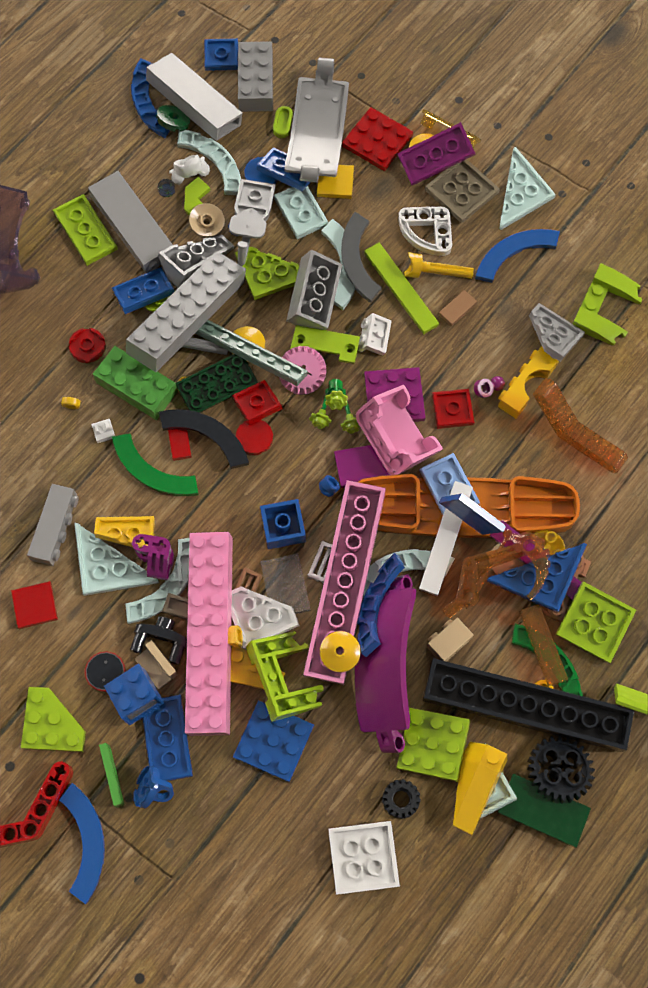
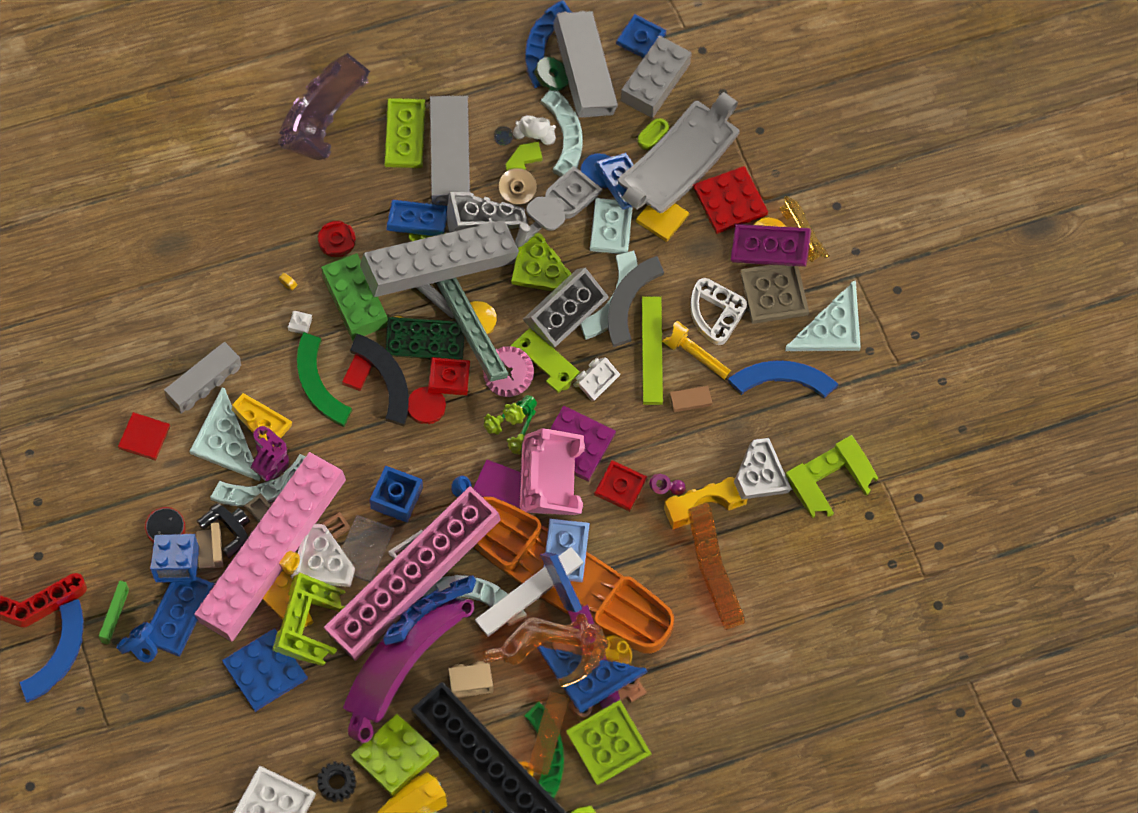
camera: 30 degrees right, 5 degrees down
(50, 724) = (92, 541): lime plate -> none
(342, 662) = (373, 633): yellow dish -> none

